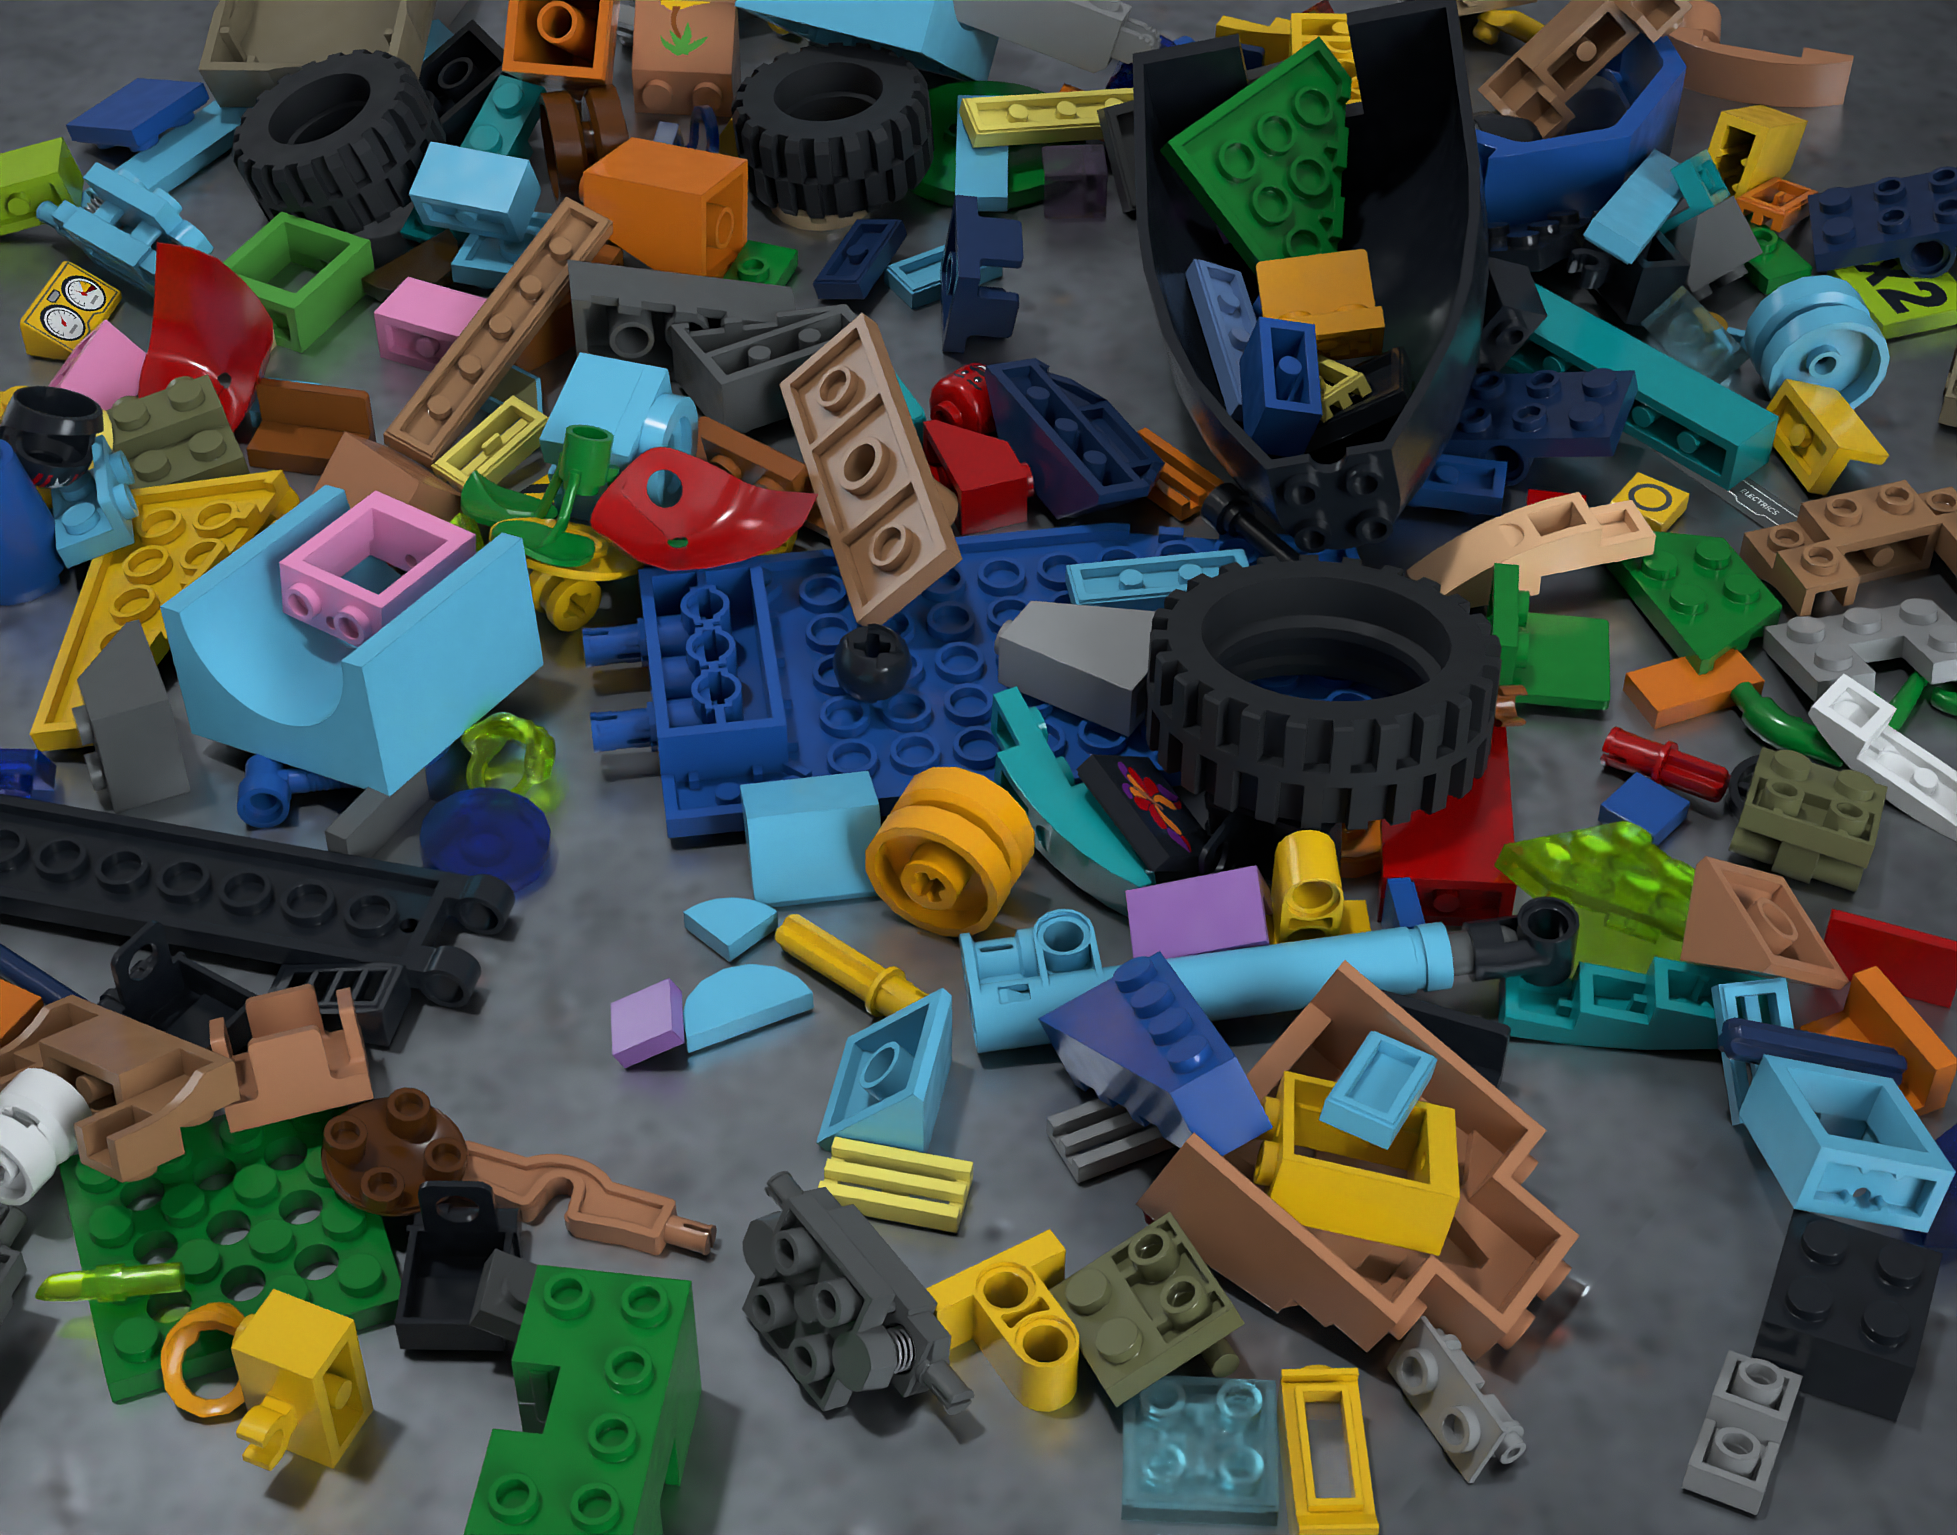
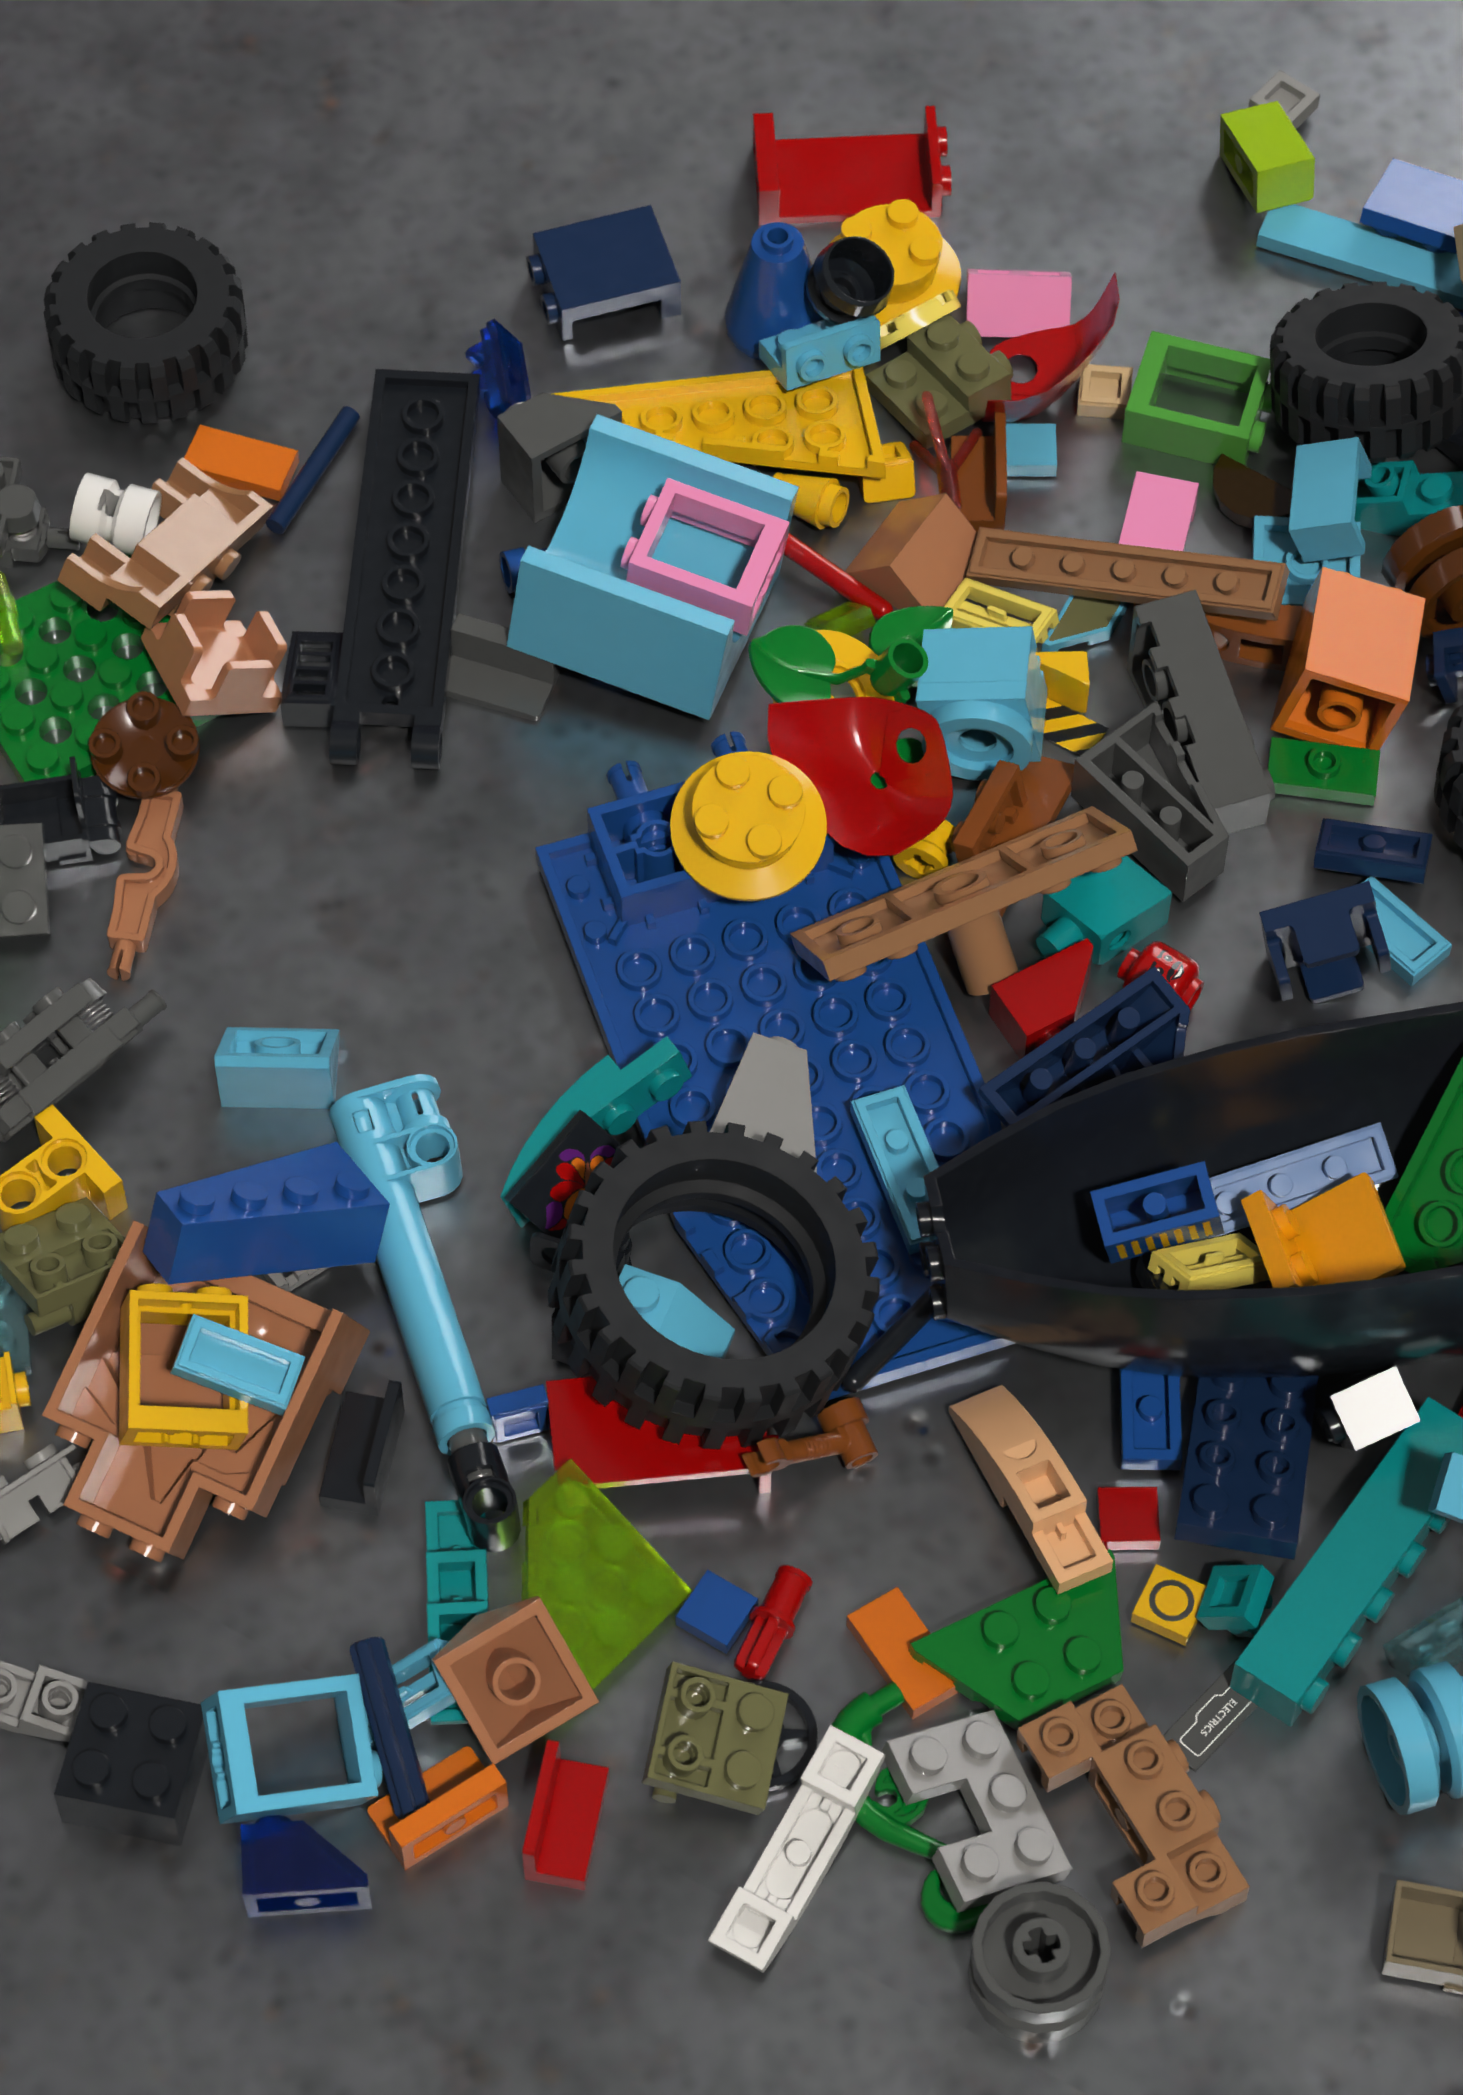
camera: 80 degrees right, 15 degrees up
(66, 312) = (1104, 246): slope -> none
(145, 220) = (1210, 267): medium azure piece -> none
(175, 992) = (279, 572): black piece -> none
(297, 447) = (945, 468): none -> clear red plant
(487, 834) = (500, 732): clear blue tile -> none
(489, 737) = (604, 733): clear neon green piece -> none
(647, 1023) = (318, 885): medium lavender tile -> none
(730, 924) = (442, 923): medium azure tile -> none
(737, 596) = (748, 826): none -> yellow piece
(741, 1001) = (359, 945): medium azure tile -> none
(810, 837) = (536, 951): medium azure slope -> none
(872, 663) = (727, 933): black piece -> none
(880, 987) = (384, 1038): yellow axle -> none
(899, 1175) = (192, 1047): light yellow tile -> none
(950, 851) = (509, 1048): light orange wheel -> none
(1200, 914) = (477, 1245): medium lavender panel -> none
(1309, 892) = (509, 1336): yellow tile -> none
(1551, 655) = (907, 1505): green bracket -> none
(1657, 448) = (1236, 1599): none -> teal tile
(1820, 434) = (1317, 1765): yellow panel -> none

